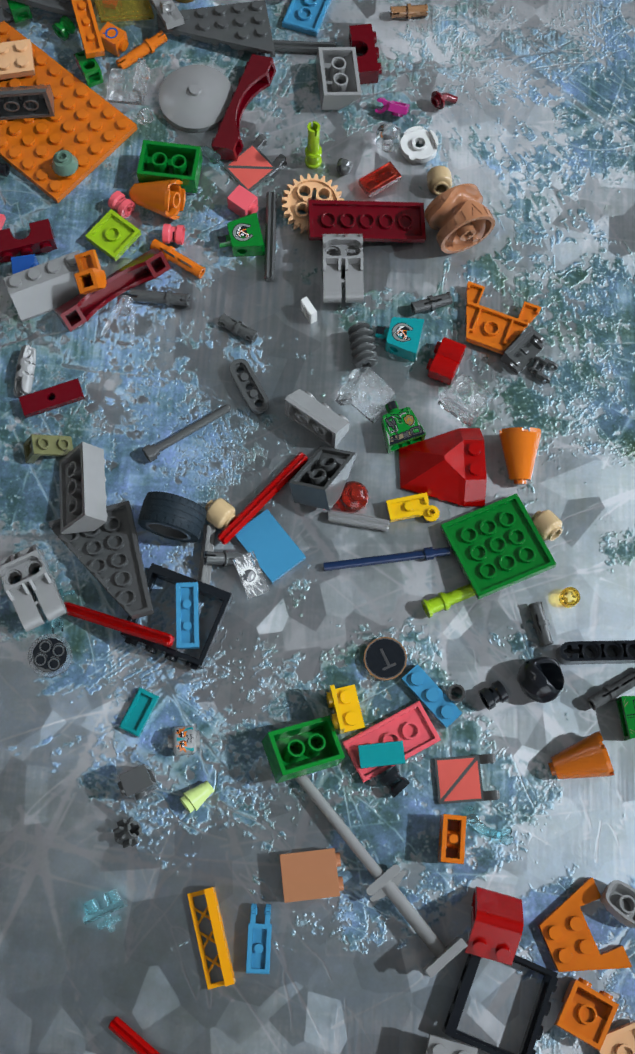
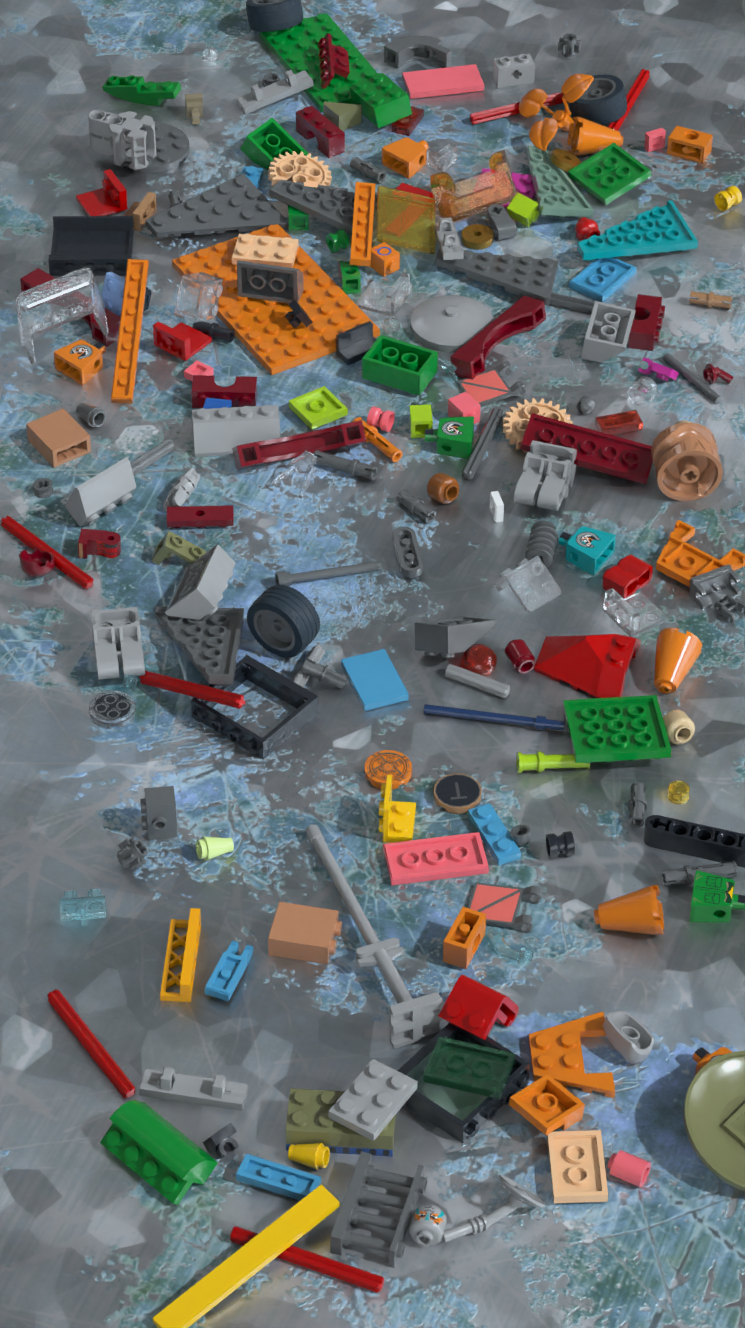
camera: 20 degrees right, 30 degrees down
(61, 131) = (297, 315): none -> black tile
(64, 163) = (292, 339): sand green cone -> none
(90, 276) = (280, 420): orange brick -> none
(122, 205) = (337, 385): coral wheel -> none
(123, 149) = (355, 343): none -> black panel
(139, 712) = (183, 772): teal tile -> none
(148, 46) = (417, 272): orange pin -> none
(161, 197) = (380, 386): orange cone -> none
(184, 740) = (220, 801): light grey head -> none
(187, 615) = (265, 698): dark azure plate -> none
(209, 226) = (420, 419): none -> lime brick
(219, 513) = (334, 638): tan head -> none
(250, 575) = (344, 692): clear tile -> none
(255, 302) = (443, 488): none -> dark orange head
(262, 498) = (374, 641): red axle -> none
(302, 749) = (339, 826): green brick -> none
(313, 150) = (556, 382): lime pin -> none
(316, 417) = (466, 587): light grey slope -> none
(316, 650) = (388, 763): none -> orange tile
(381, 754) = (419, 858): teal tile -> none
(386, 481) = (520, 656): none -> dark red brick
(390, 777) = (422, 882): black wheel -> none
(400, 427) = (553, 617): torso -> none
(411, 507) = (538, 682): yellow hinge -> none
(418, 154) = (667, 412): white plate -> none
(423, 107) = (692, 378): none -> dark grey bar
(431, 303) = (632, 530): dark grey pin -> none
(512, 1005) = (469, 1067): none -> clear green plate
(541, 679) = (615, 838): black piece -> none

